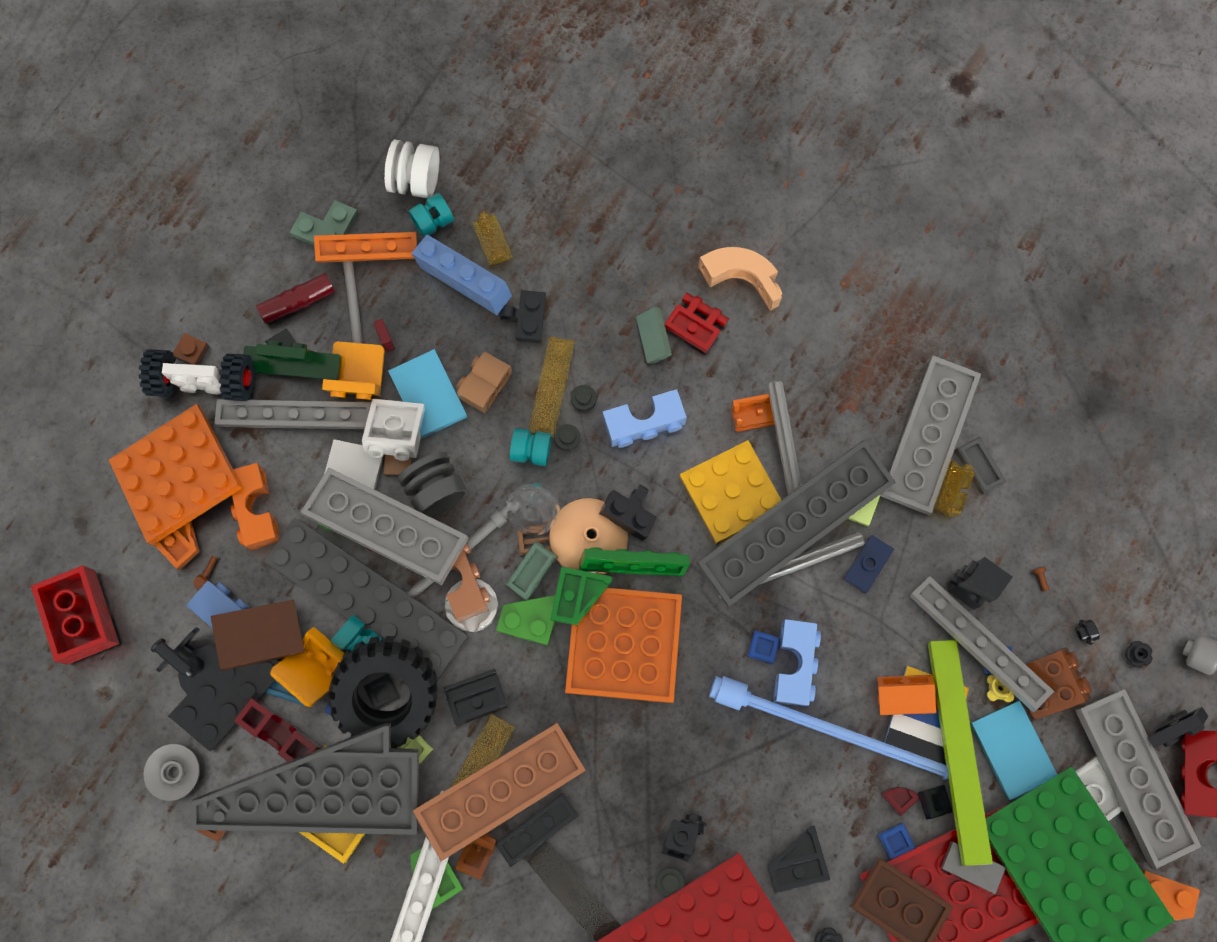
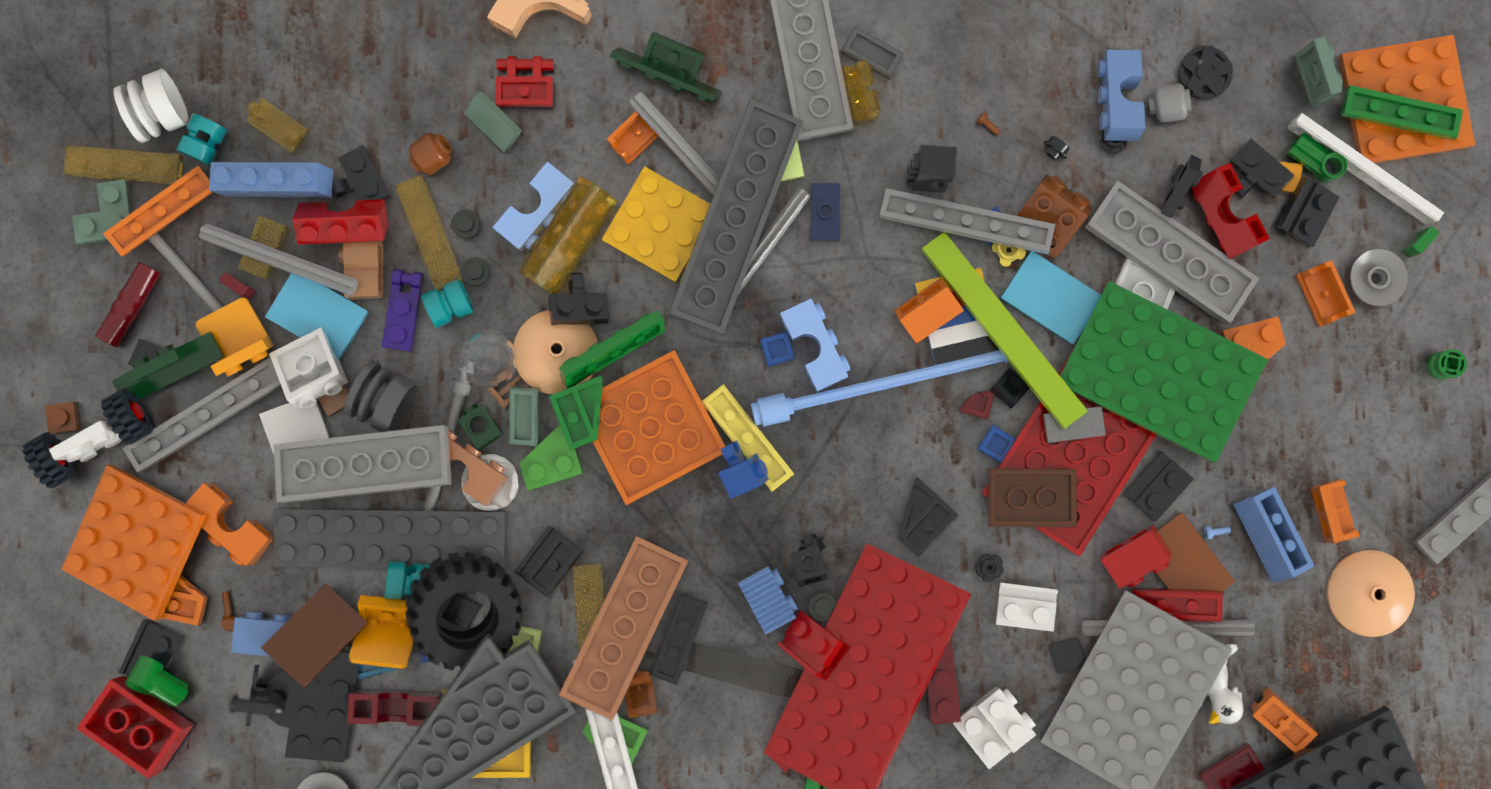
camera: 30 degrees left, 10 degrees up
(112, 585) = (150, 678): none -> green piece
(126, 568) = (153, 642): none -> black plate
(362, 198) = (122, 164): none -> clear yellow plate
(421, 320) = (269, 234): none -> clear yellow plate
(428, 335) = (278, 259): none -> light grey axle
(492, 432) = (402, 311): none -> dark purple plate
(497, 567) = (489, 435): none -> dark green brick
(505, 346) = (361, 223): none -> red arch
(591, 329) = (430, 153): none -> dark orange head
(629, 846) = (767, 599): none -> medium blue brick
(641, 907) = (810, 644): none -> red plate
(656, 454) = (568, 236): none -> clear yellow brick
(673, 728) = (741, 473): none -> blue brick
(695, 703) = (741, 428): none -> light yellow tile
(818, 375) = (670, 62): none -> dark green bracket
(1157, 638) = (1120, 117): none -> medium blue arch

